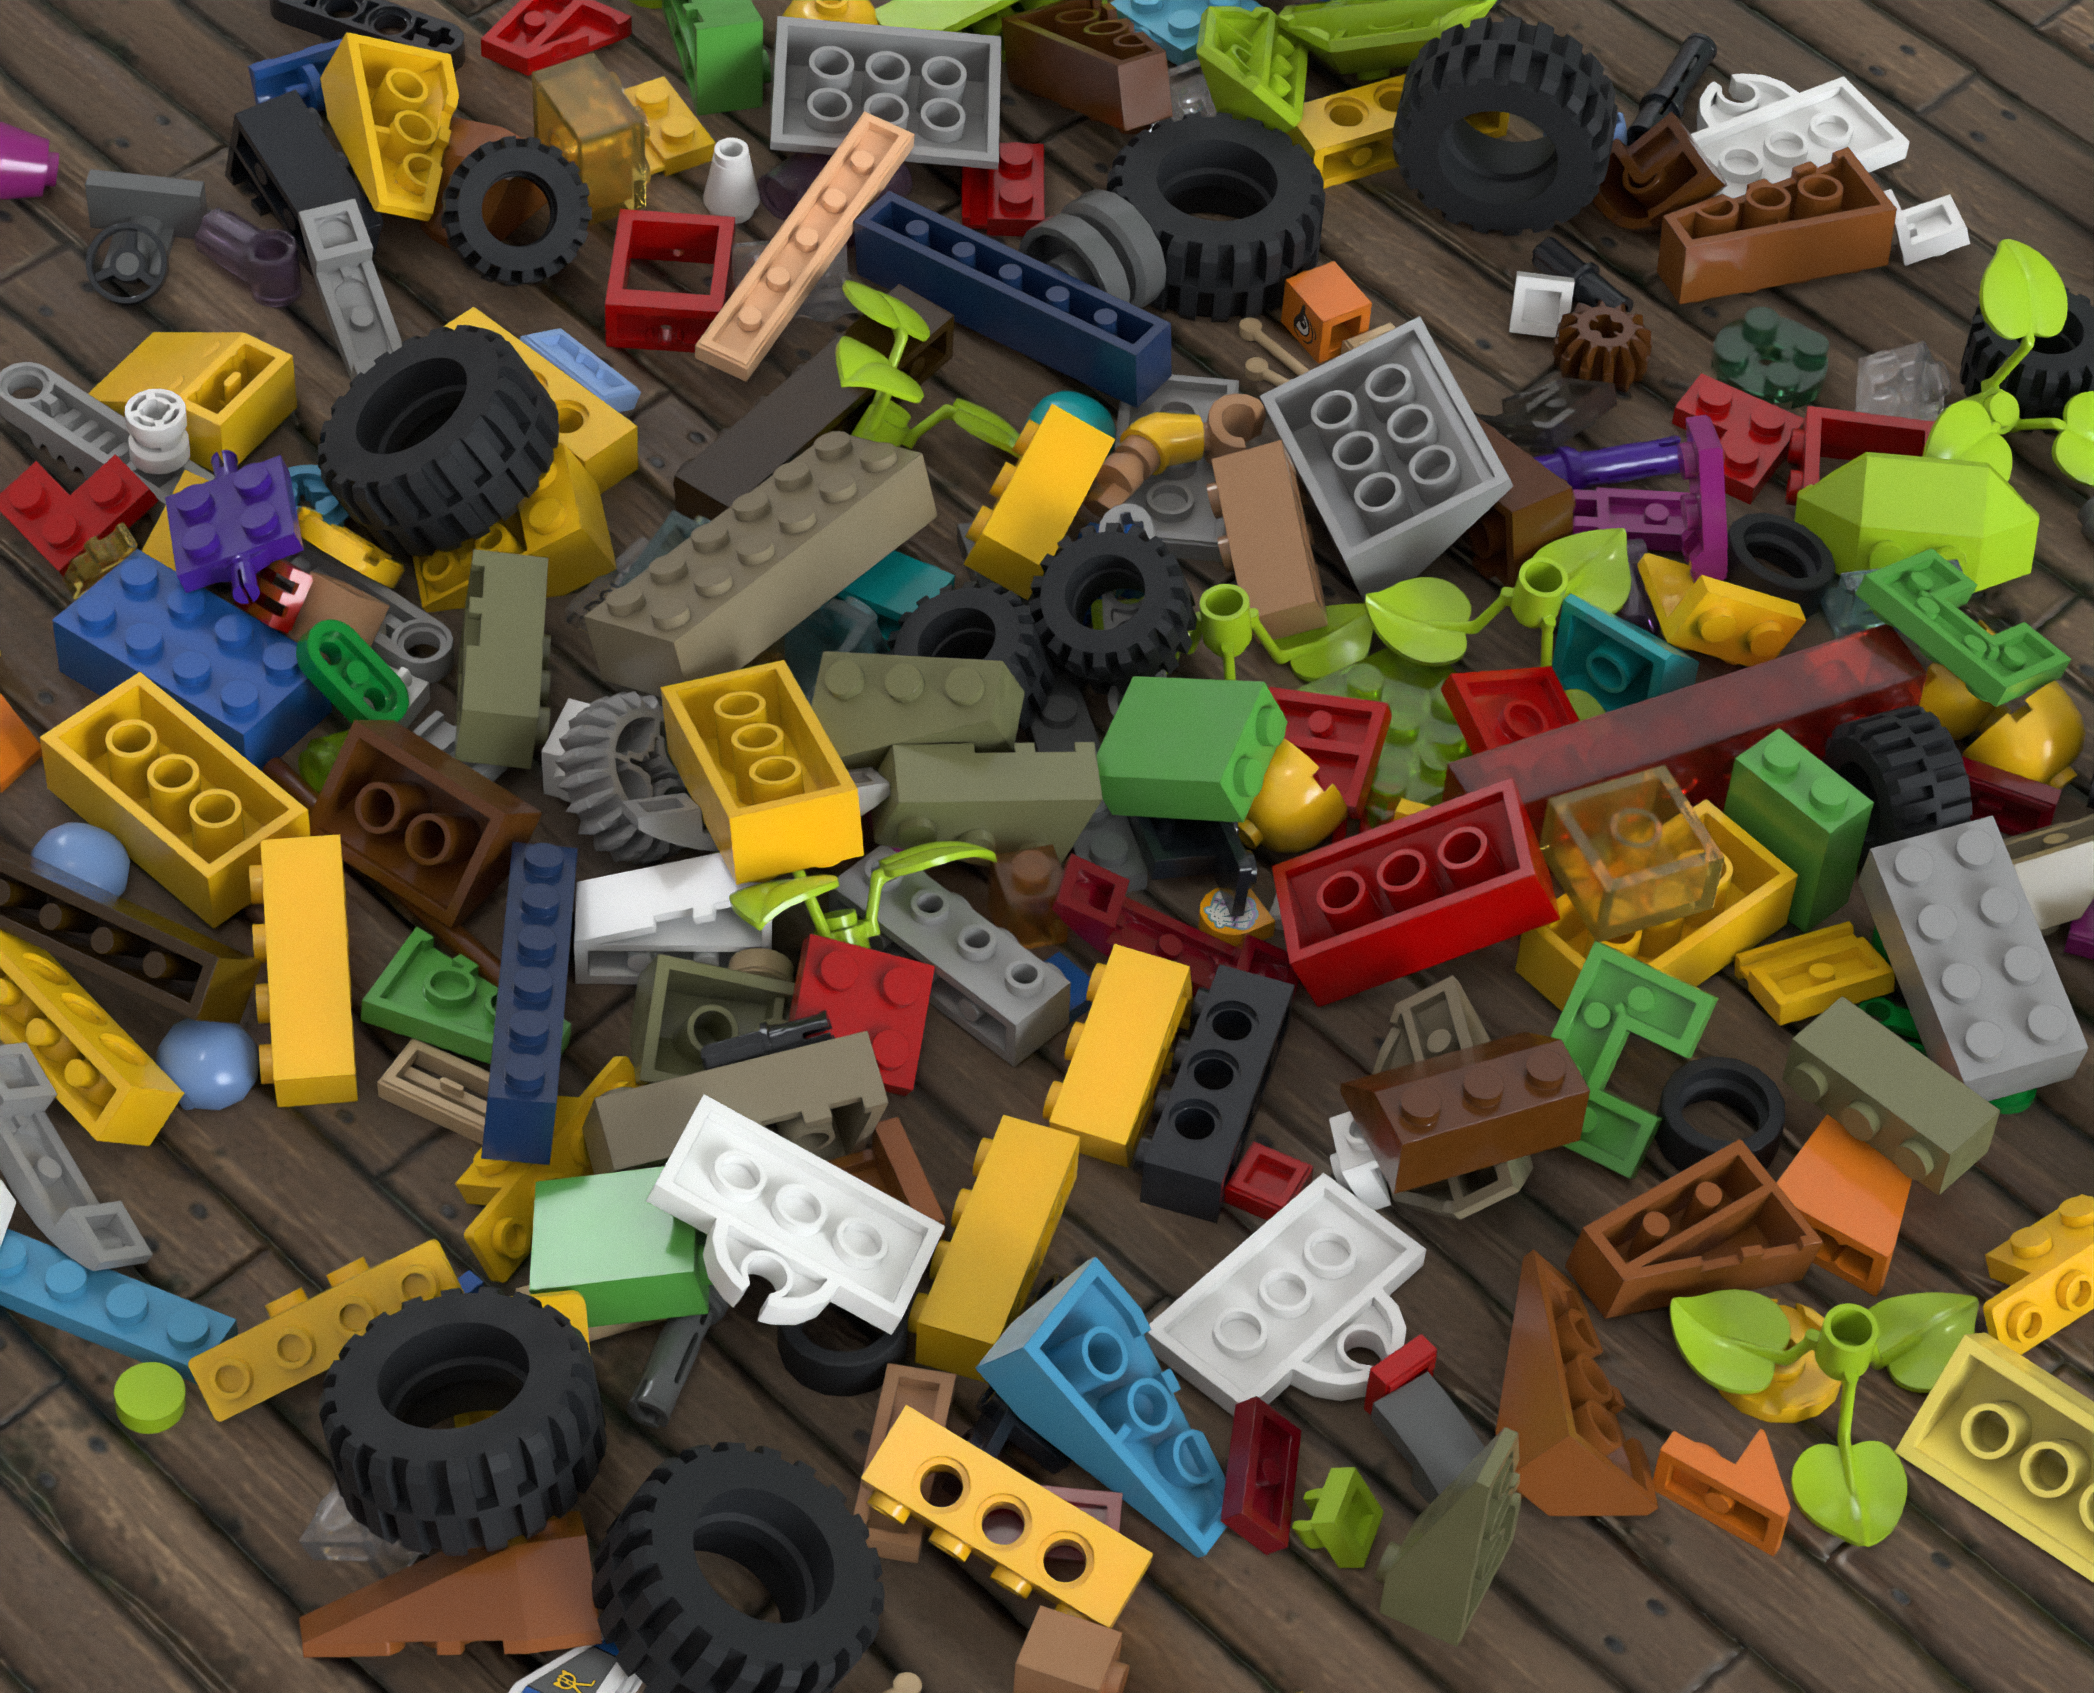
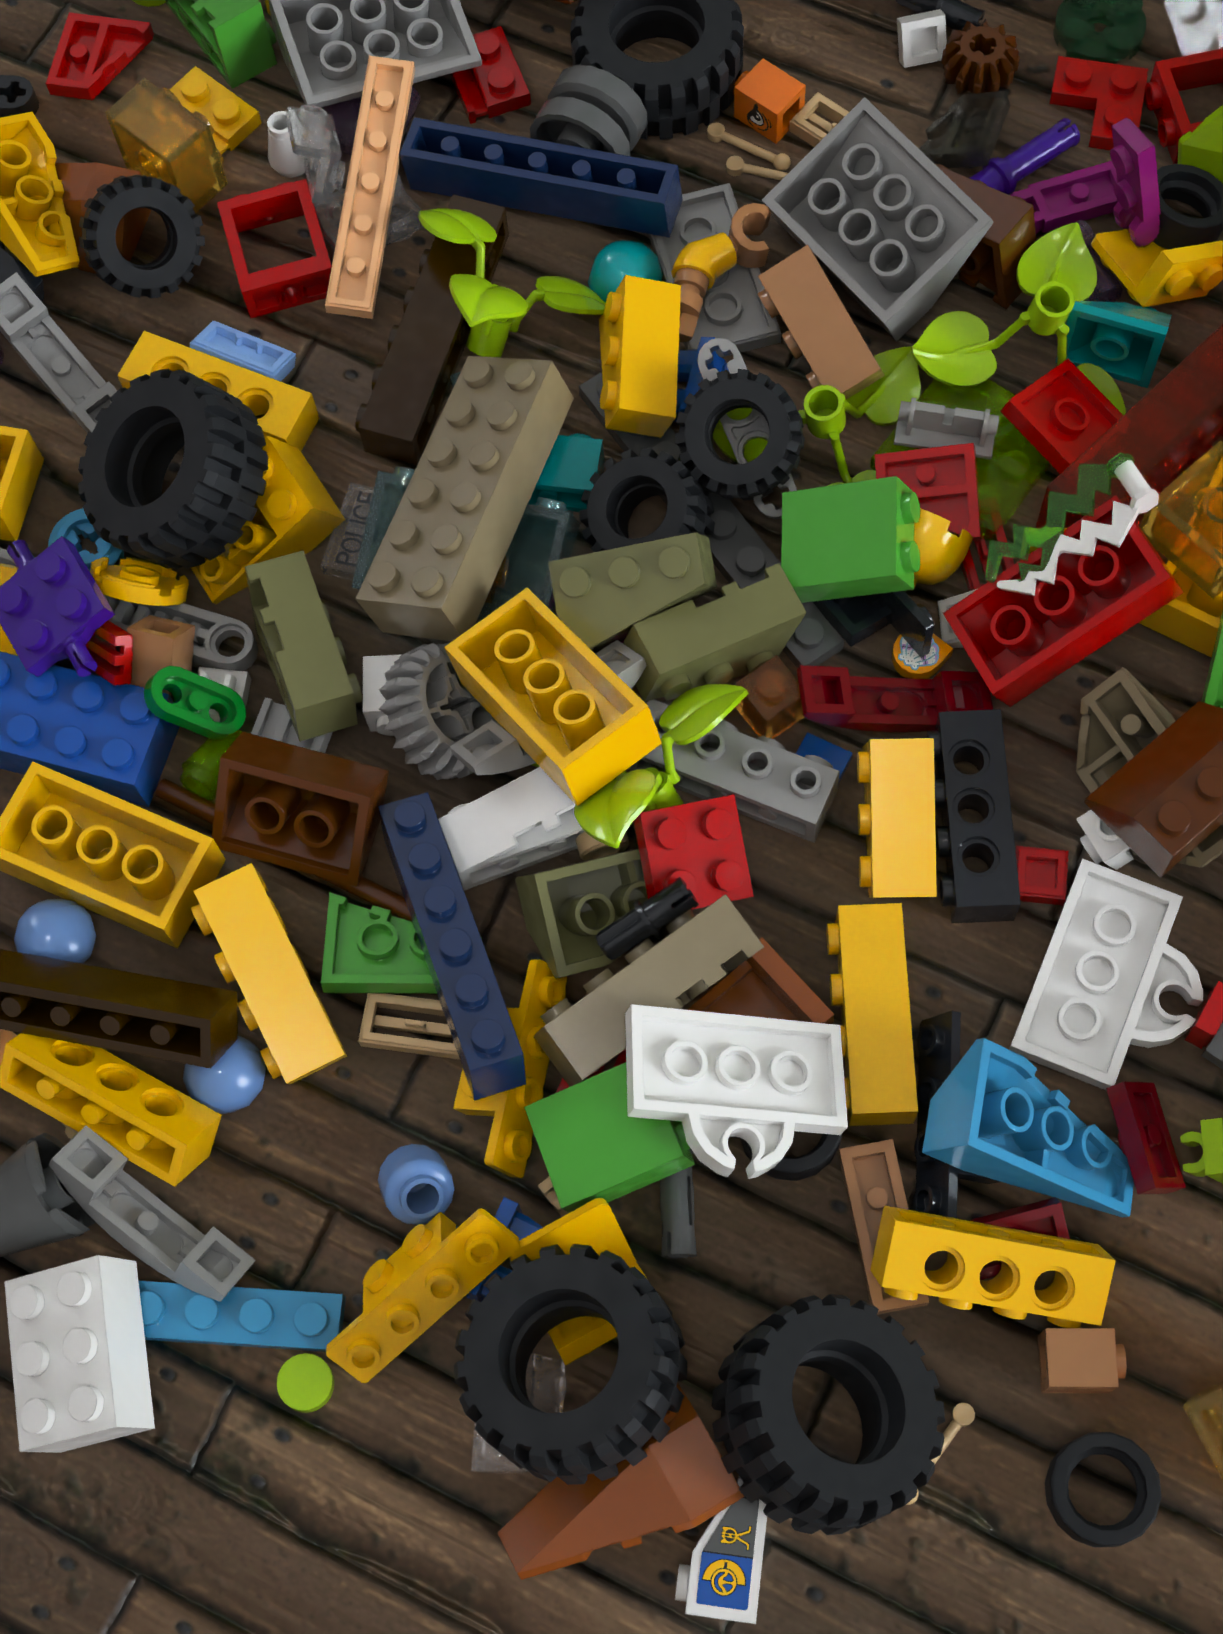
camera: 10 degrees left, 20 degrees up
(373, 1225) = (415, 1184): none -> medium blue head
(766, 168) = (315, 137): none -> clear bracket
(1348, 673) = (933, 425): none -> light grey hinge
(1423, 808) = (1052, 537): none -> piece

